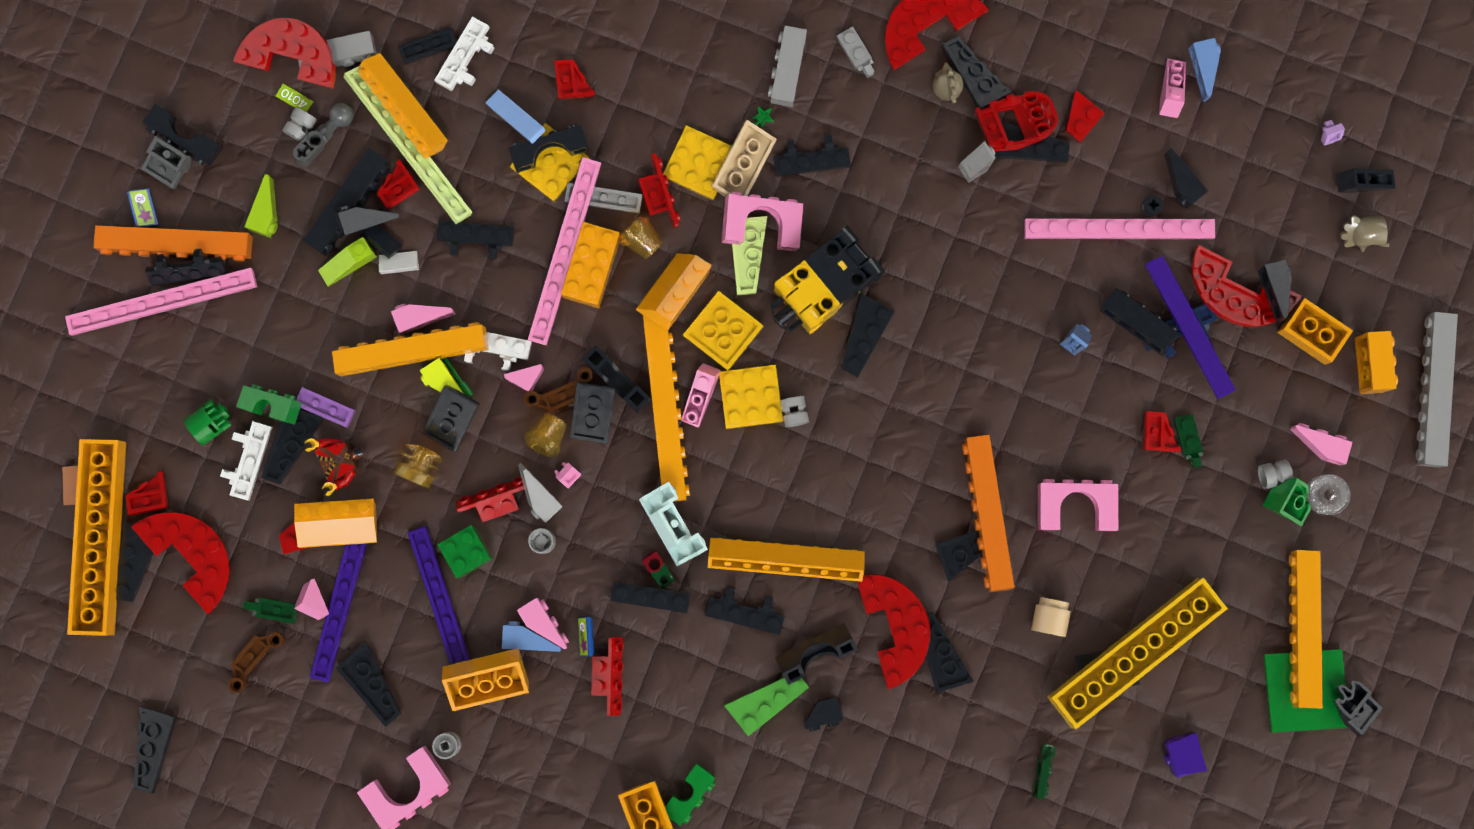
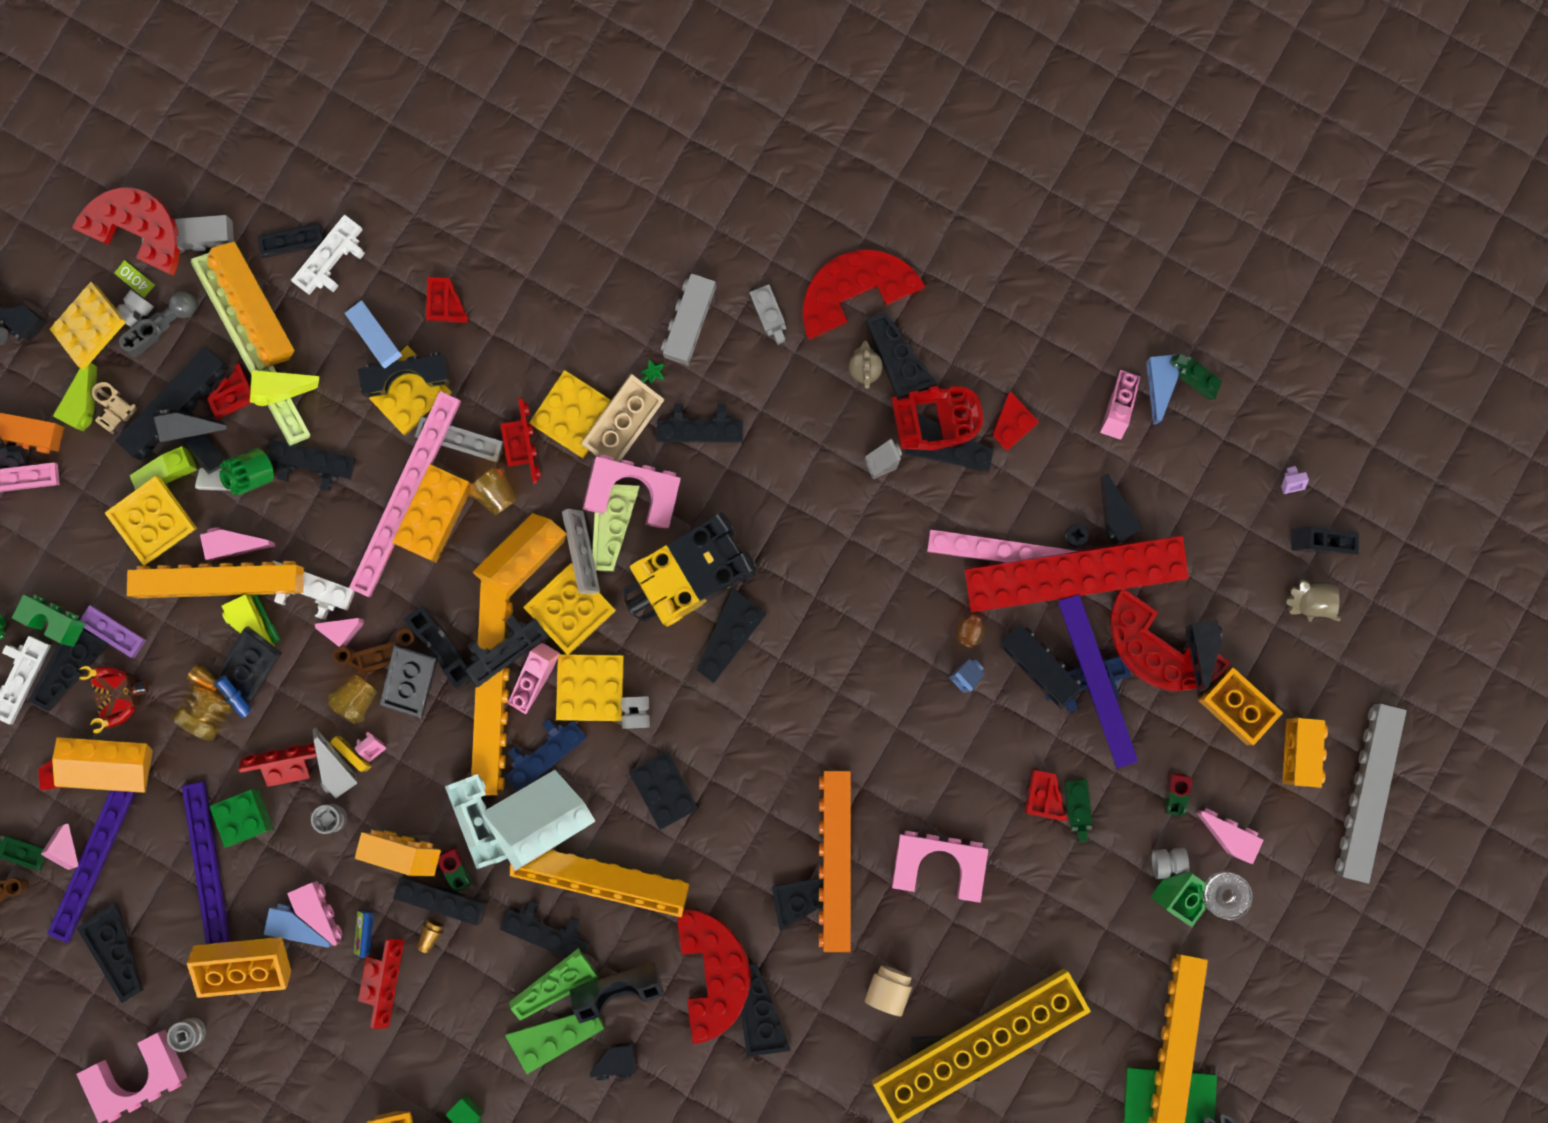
camera: 15 degrees right, 0 degrees up
(262, 143) = (87, 325): none -> yellow plate
(298, 213) = (116, 407): none -> tan piece
(345, 305) = (151, 520): none -> yellow plate
(412, 436) = (202, 678): none -> pearl gold cone
(424, 251) = (246, 472): none -> green gear
(435, 174) = (276, 387): none -> neon yellow slope
(441, 448) = (233, 696): none -> blue pin
(551, 483) = (350, 754): none -> yellow tile
(609, 559) = (398, 853): none -> light orange brick
(645, 629) = (430, 933): none -> pearl gold cone
(664, 383) = (489, 662): none -> black hinge
(709, 473) = (532, 766): none -> dark blue hinge
(725, 514) = (537, 819): none -> light aqua slope
(726, 279) = (580, 551): none -> light grey plate
(760, 655) = (554, 985): none -> bright green wing
(828, 475) = (663, 790): none -> black plate
(1073, 300) = (970, 631): none -> clear orange head
(1157, 238) = (1076, 573): none -> red plate
(1235, 54) = (1196, 376): none -> dark green hinge
(1272, 414) = (1177, 793): none -> leg

